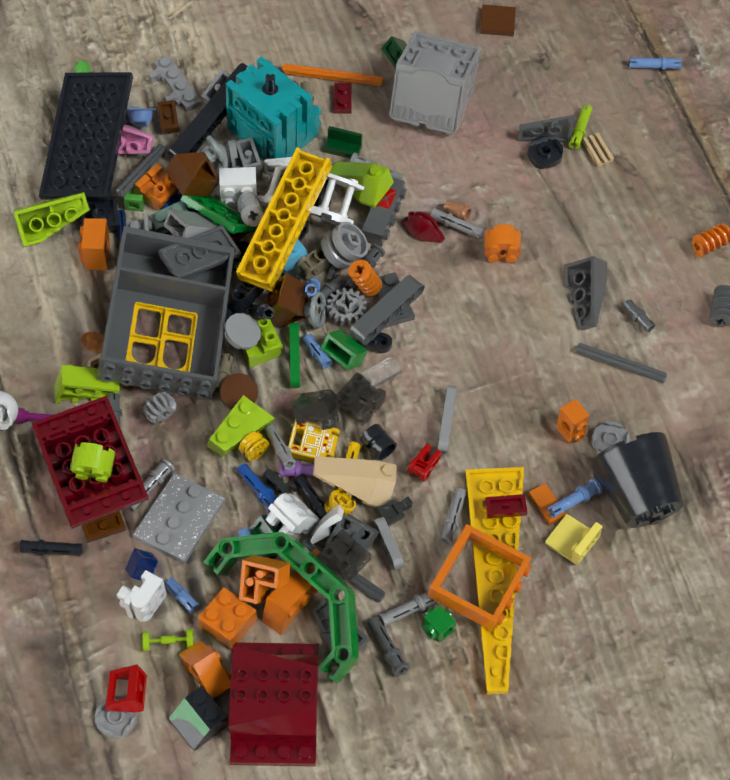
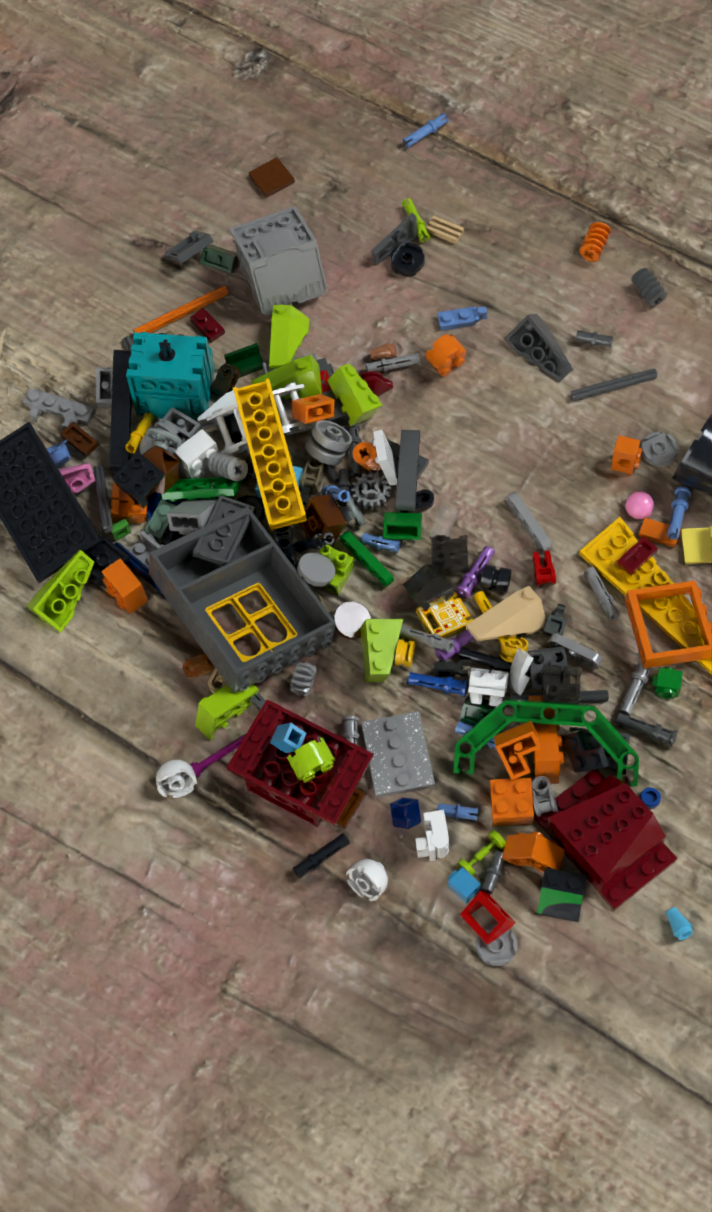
camera: 30 degrees left, 5 degrees up
(67, 590) = (368, 878): none -> white cylinder
(91, 432) = (288, 737): none -> dark azure brick
(132, 651) = (463, 885): none -> dark azure brick
(163, 661) = (493, 873): none -> dark grey pin
(170, 168) = (138, 478): none -> black bracket
(196, 145) = (137, 435): none -> yellow pin
(254, 632) = (543, 796): none -> light grey piece
(312, 627) = (581, 757): none -> black plate
(314, 145) = (225, 382): none -> dark brown piece
(340, 701) = (650, 797): none -> blue tile
(353, 210) = (312, 408): none -> orange brick
(359, 427) = (470, 578): none -> medium lavender pin
(374, 290) = (385, 457): none -> white container
(381, 29) = (189, 246): none -> dark grey container
(393, 142) = (287, 332): none -> lime wedge
(398, 224) = (354, 394): none -> lime wedge
(545, 225) = (461, 317): none -> medium blue hinge
(550, 470) = (639, 505): none -> bright pink hair

